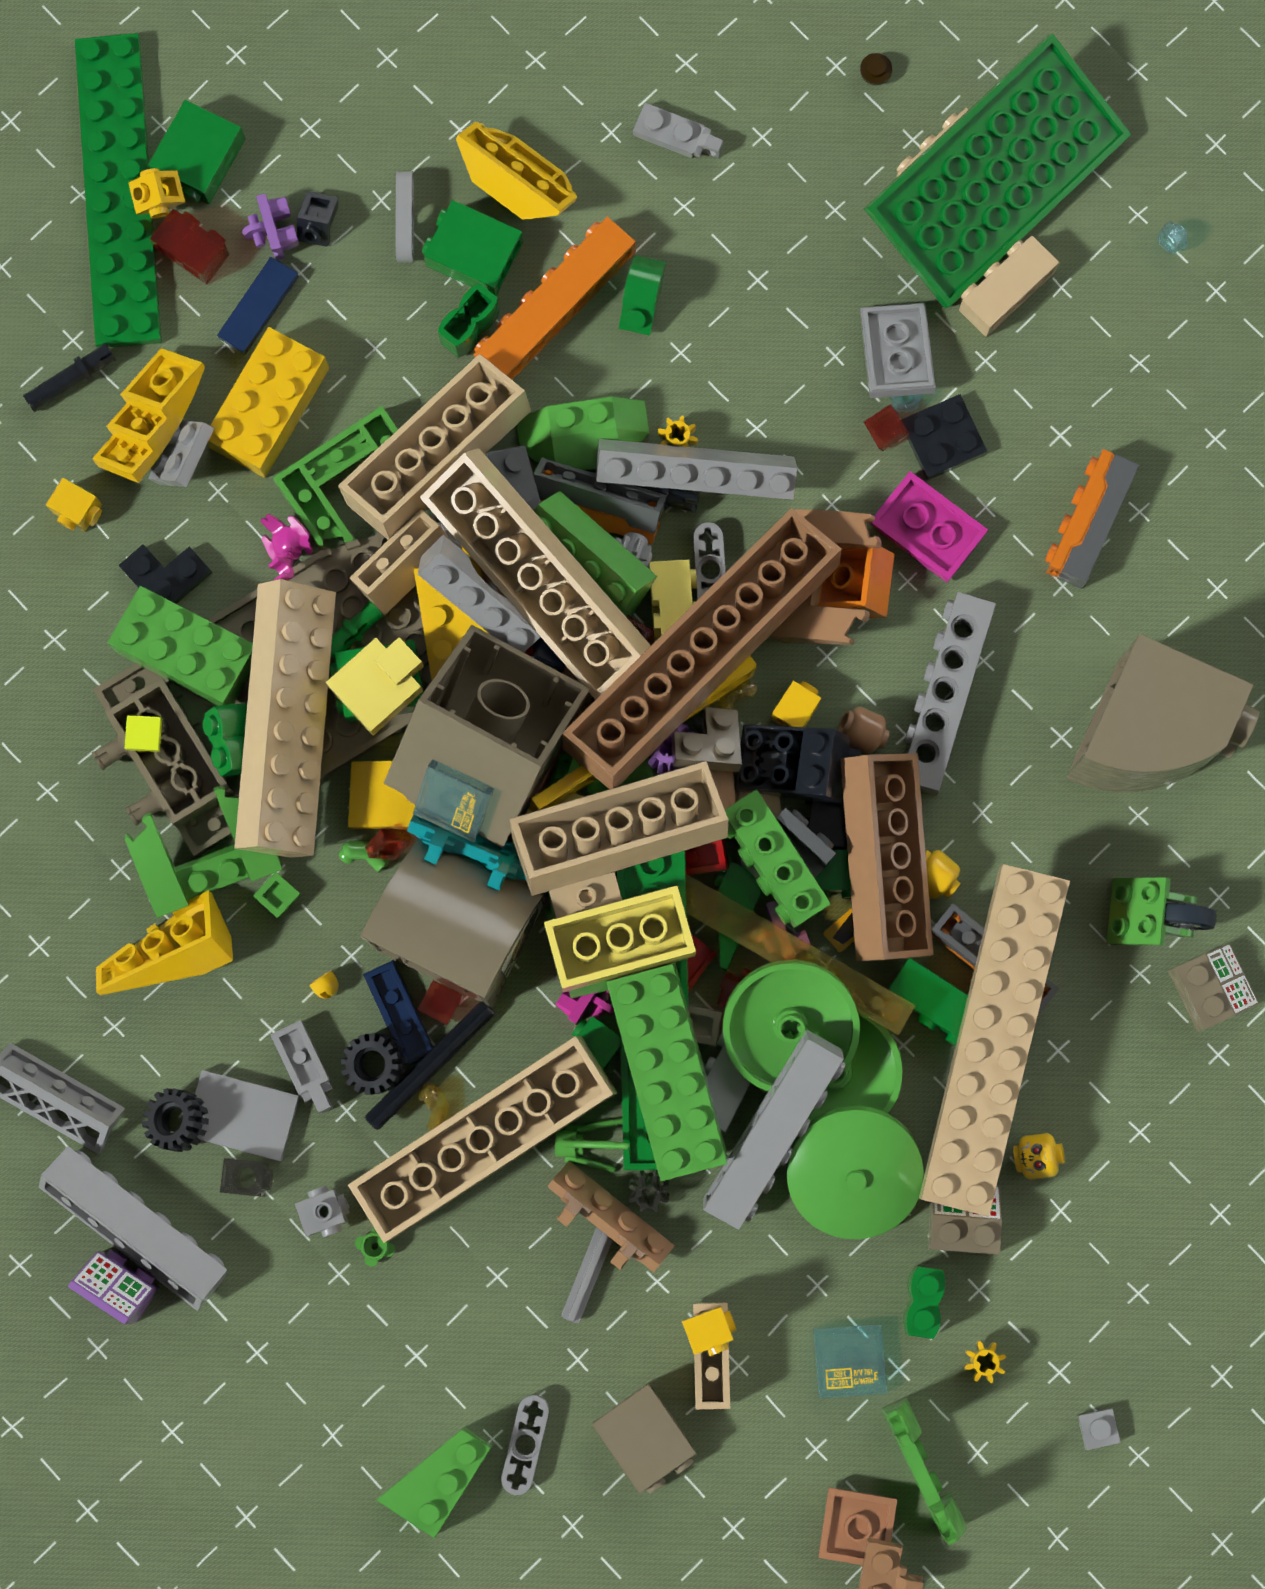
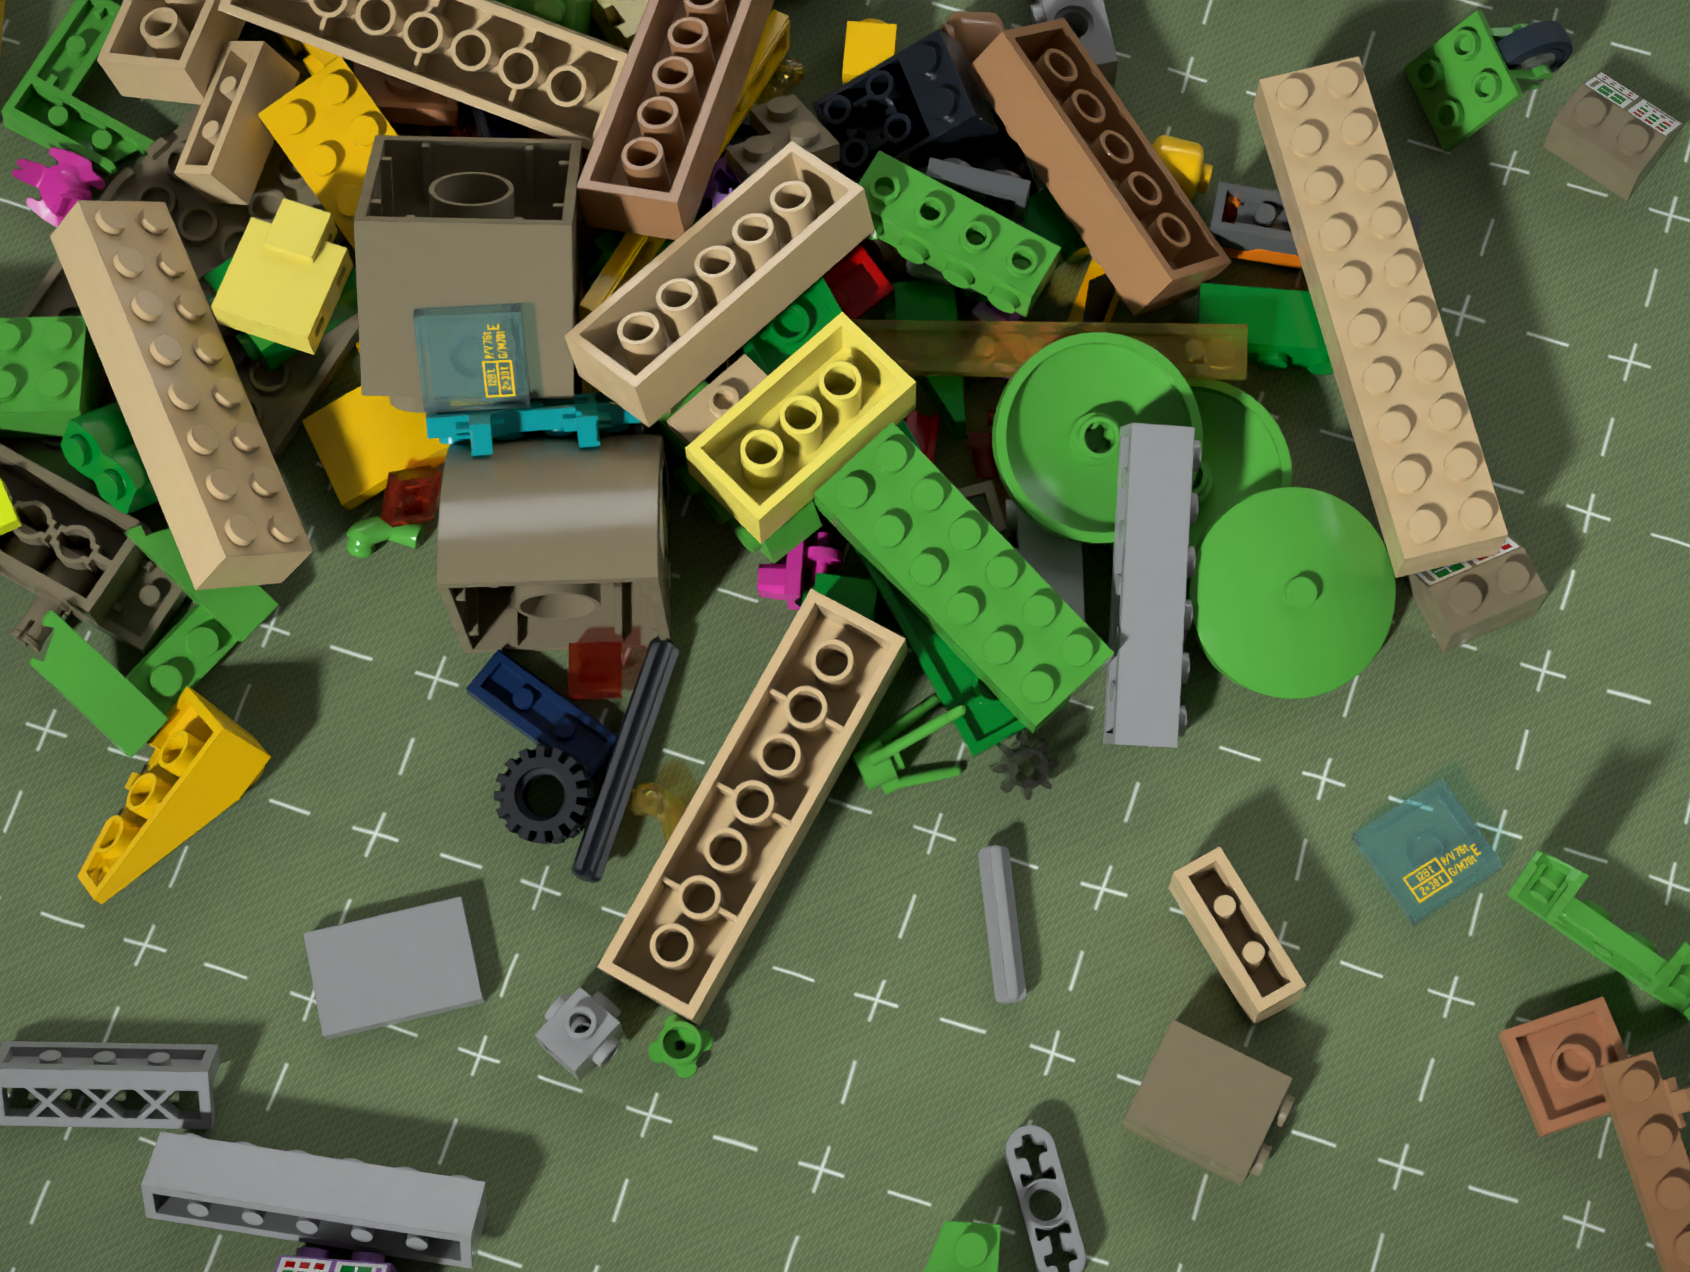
camera: 30 degrees left, 10 degrees down
(159, 1116) = (275, 1009): black tyre -> none
(231, 1177) = (421, 1039): clear smoke brick -> none
(277, 895) = (289, 645): bright green plate -> none
(303, 1065) = (447, 851): light grey hinge -> none
(325, 986) = (420, 730): yellow hinge -> none
(354, 628) = (216, 241): green pin -> none
(453, 576) = (361, 94): light grey arch -> none
(610, 1216) = (990, 829): medium nougat hinge -> none
(710, 1331) = (1218, 888): yellow brick -> none
(922, 1312) = (1475, 704): green brick -> none
(988, 1372) = (1620, 743): yellow gear -> none
(1038, 1156) = (1520, 450): yellow head -> none

